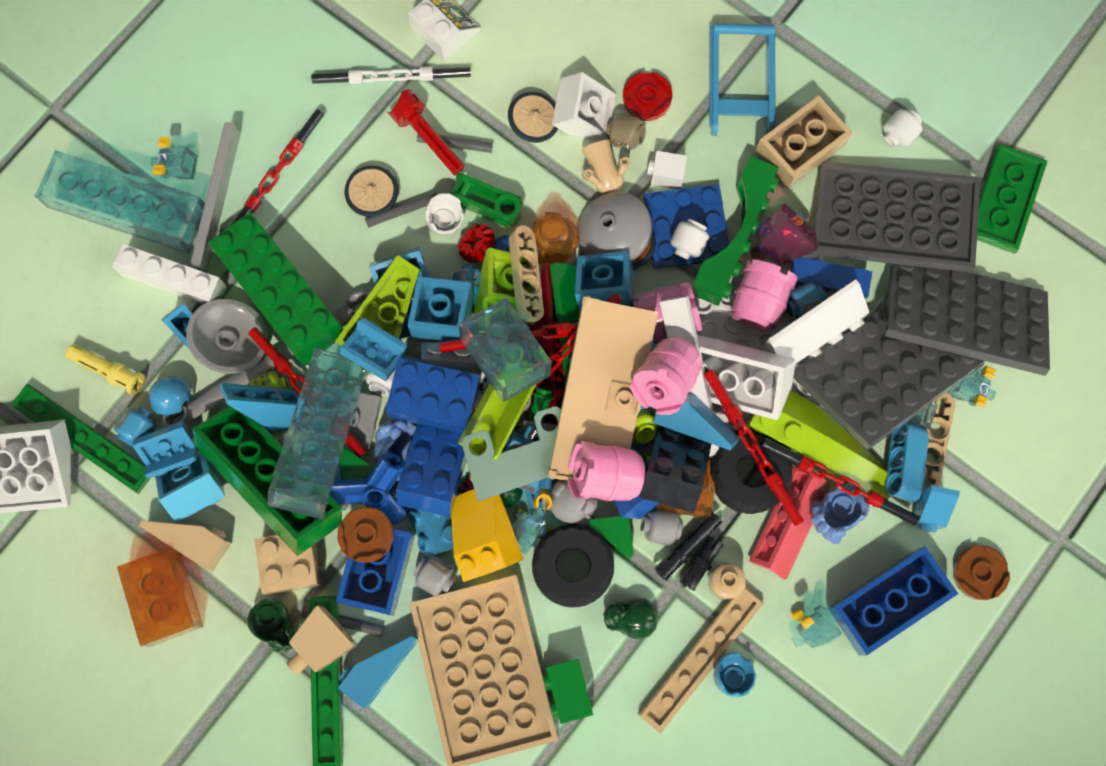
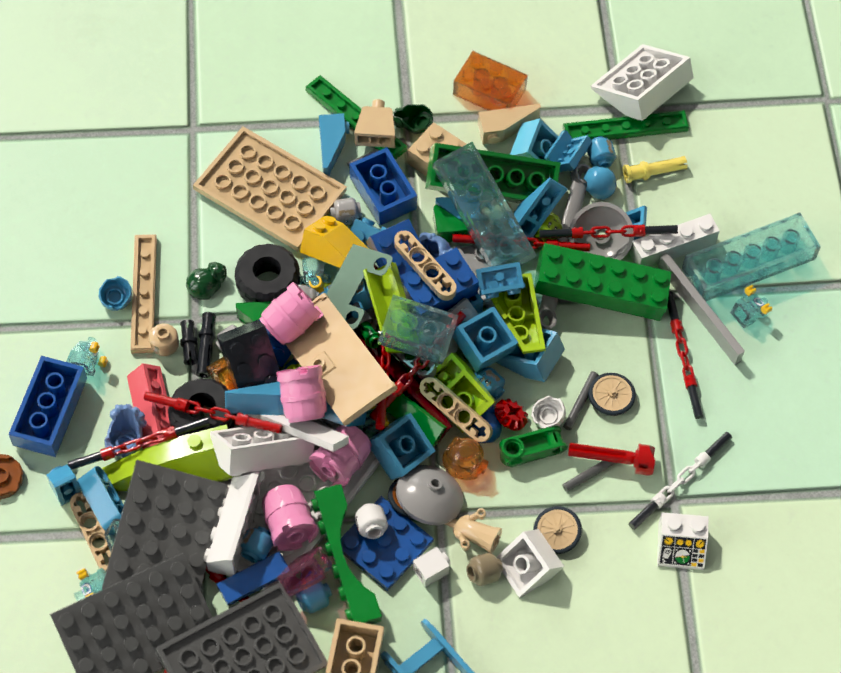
camera: 135 degrees right, 15 degrees down
(195, 301) = (638, 231): none -> piece
(365, 534) = (404, 189): dark orange tile -> none
(375, 488) = (425, 215): blue piece -> none
(435, 410) = (423, 266): none -> tan beam
(569, 691) = (209, 211): green brick -> none
(647, 96) = (495, 613): red tile -> none

